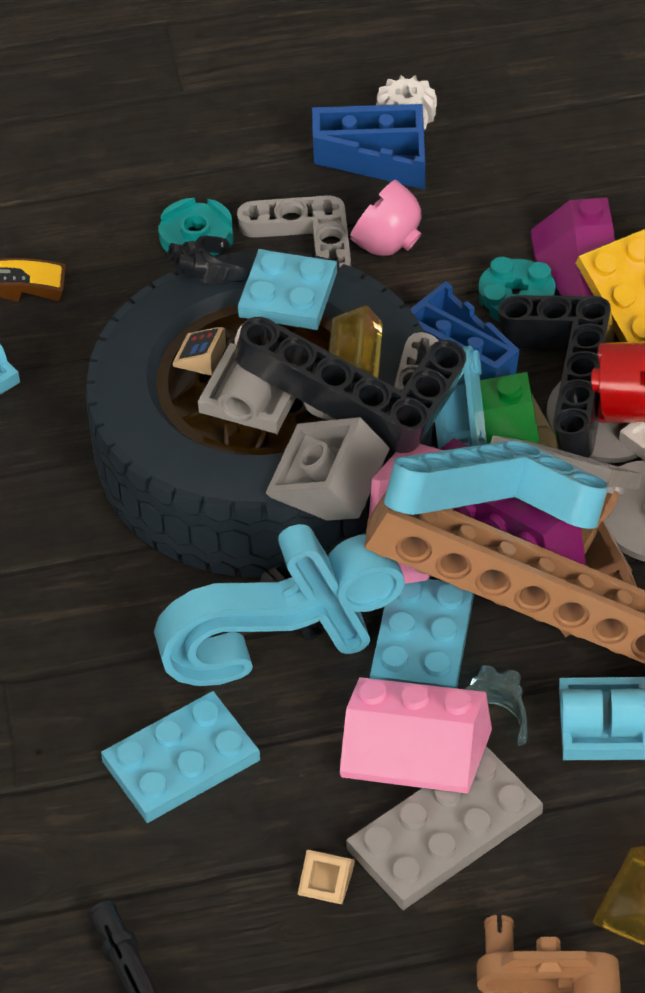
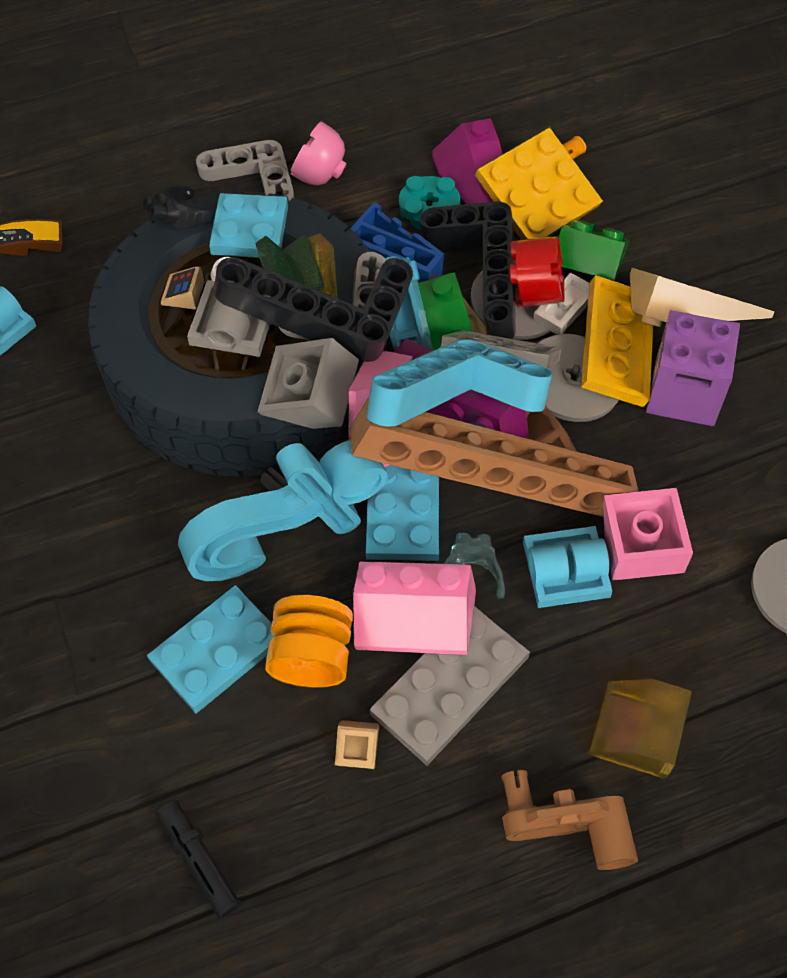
camera: 10 degrees left, 10 degrees up
(186, 213) = (156, 167): teal plate -> none
(288, 755) = (309, 641): none -> light orange wheel
(334, 333) = (293, 262): none -> clear green panel
(372, 141) = (296, 91): blue wedge -> none
(409, 92) = (317, 59): white gear -> none

